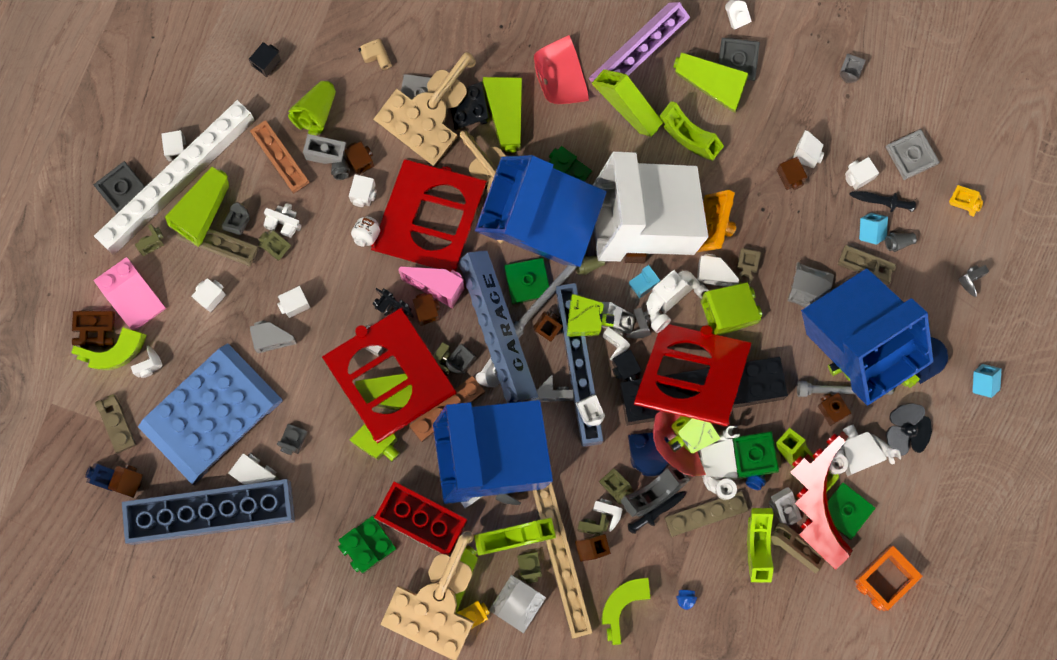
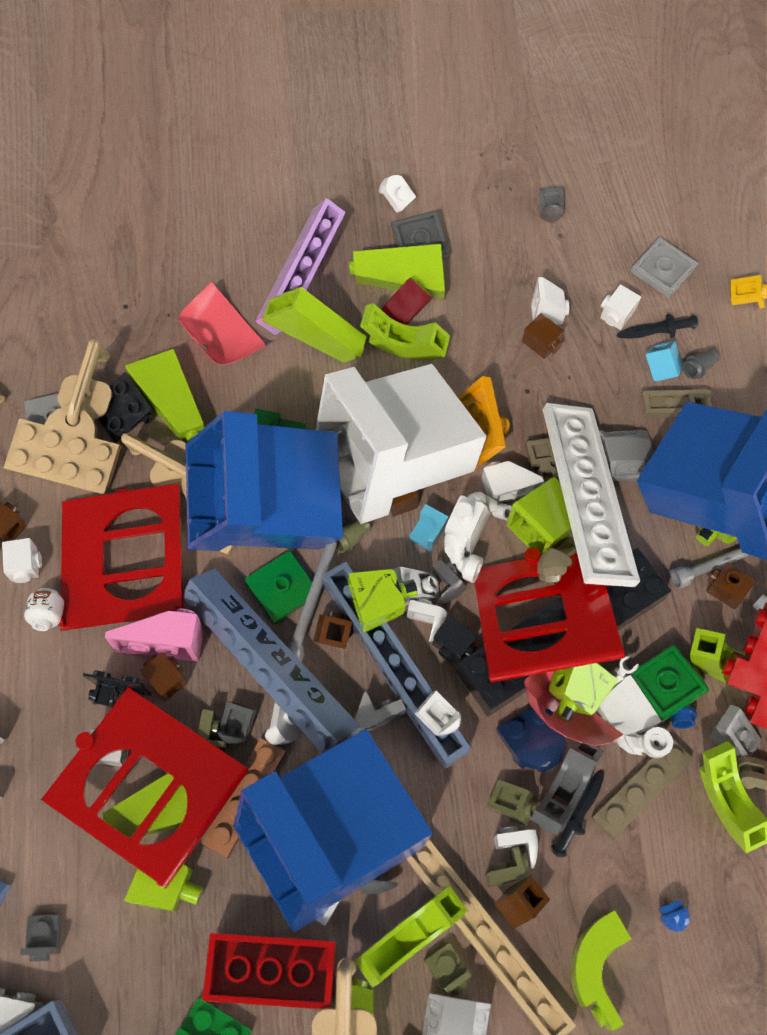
camera: 25 degrees left, 10 degrees down
(702, 108) = (407, 302): none -> dark red slope
(717, 342) = (555, 561): none -> dark tan piece
(764, 305) = (590, 497): none -> white plate

